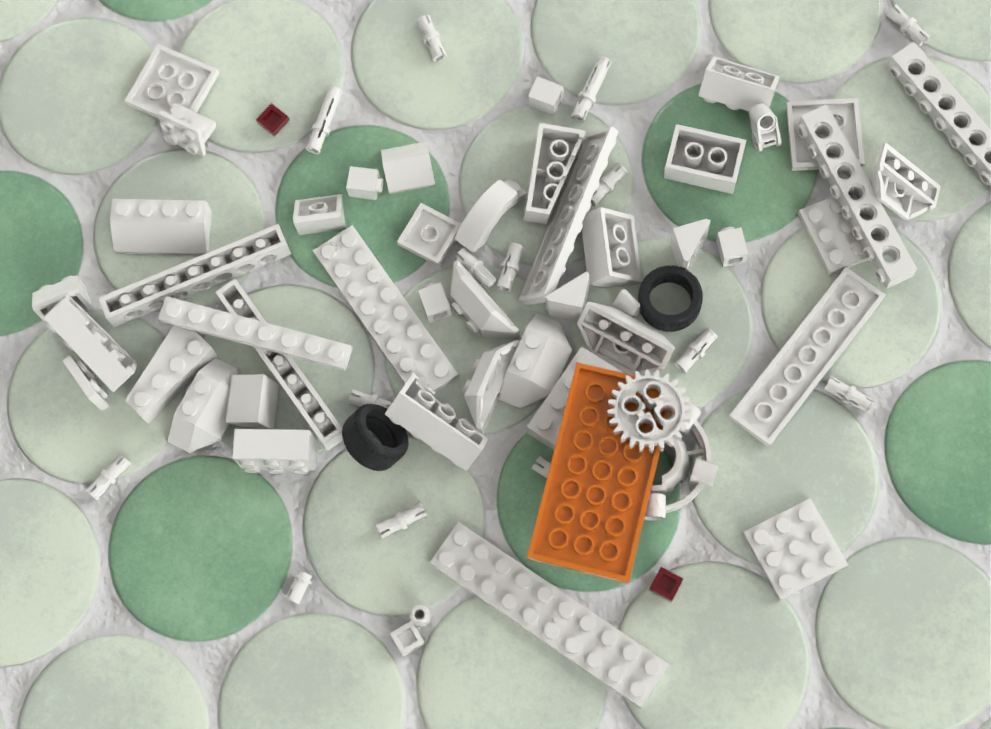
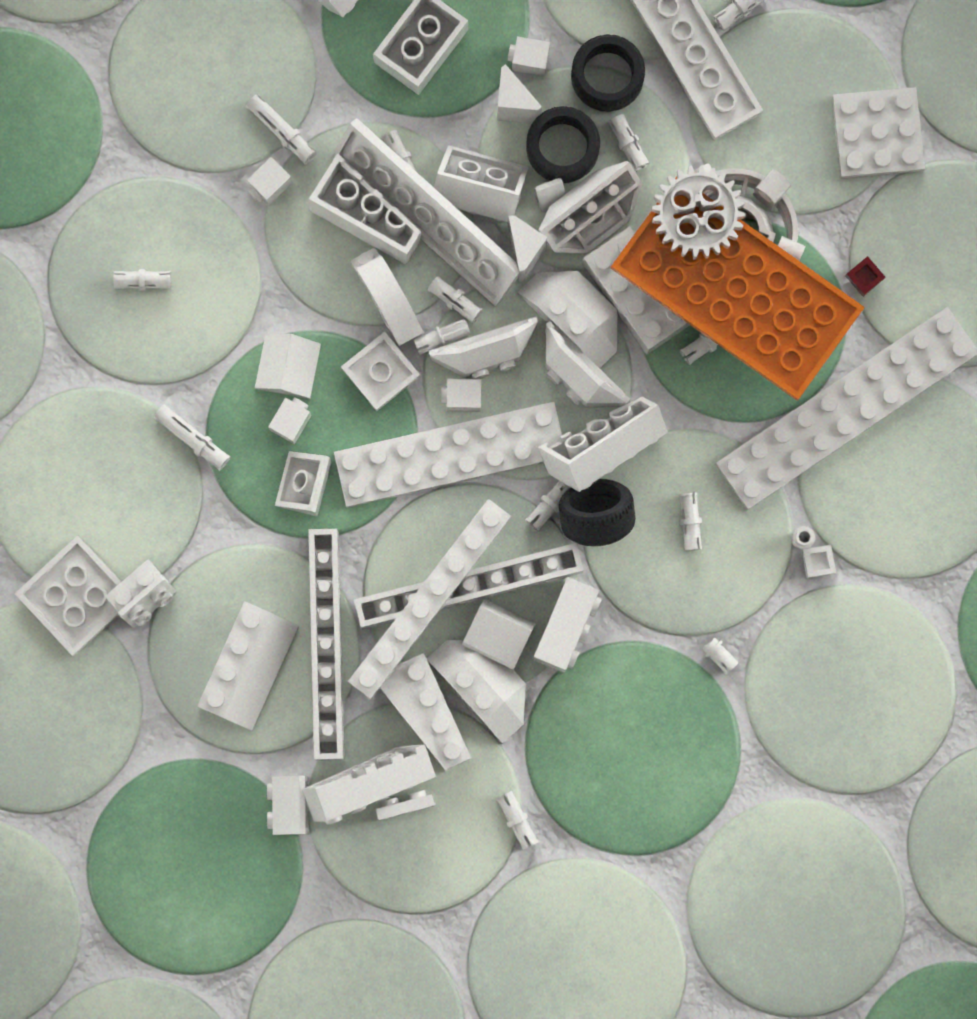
camera: 80 degrees left, 10 degrees up
(272, 119) = (167, 495): dark red plate -> none
(750, 287) = (615, 45): none -> black tyre

